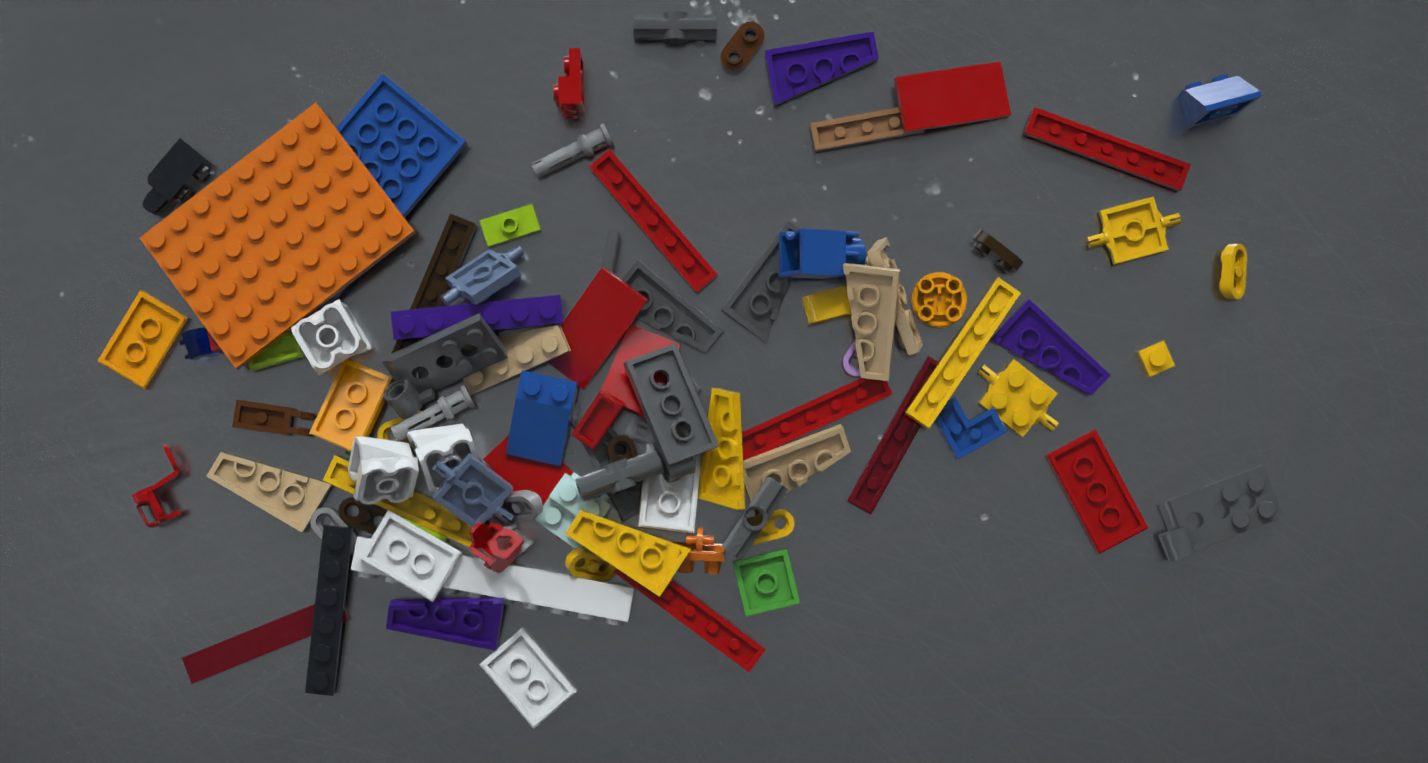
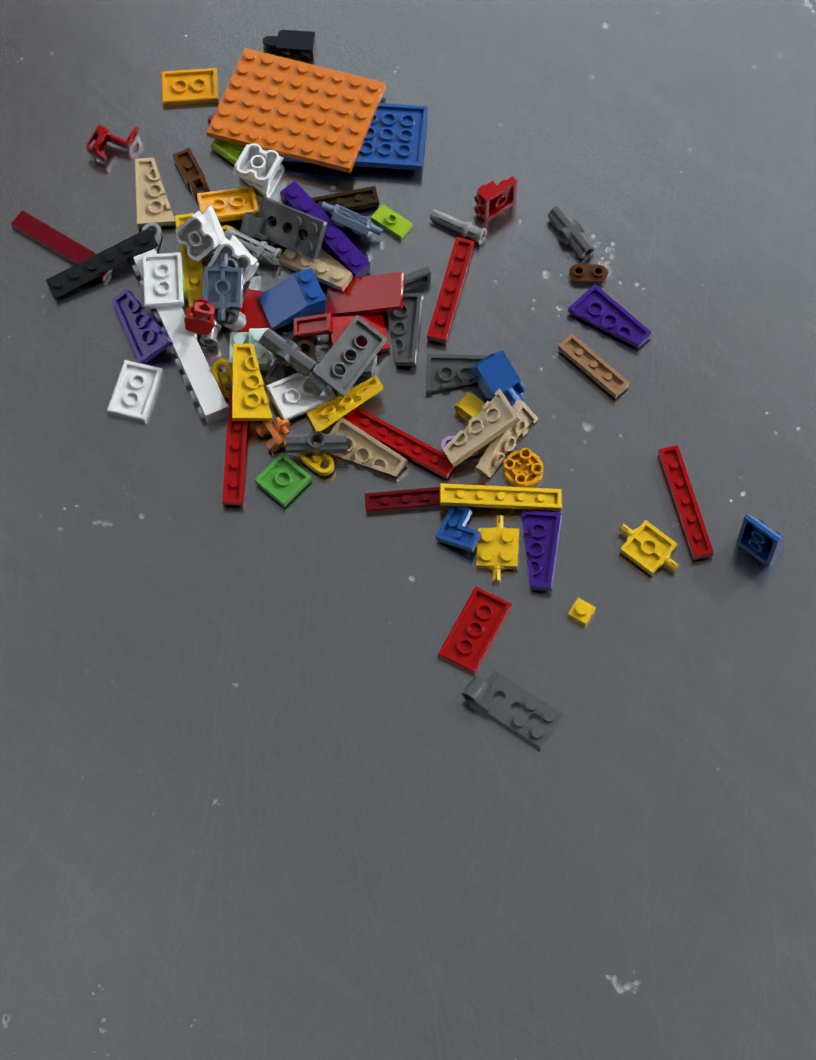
camera: 55 degrees right, 20 degrees down
(196, 343) = (205, 110): clear blue tile -> none
(366, 517) = (165, 239): dark brown plate -> none
(952, 96) = (647, 397): red tile -> none
(1005, 258) = (575, 471): dark brown plate -> none
(1233, 271) = (667, 619): yellow plate -> none

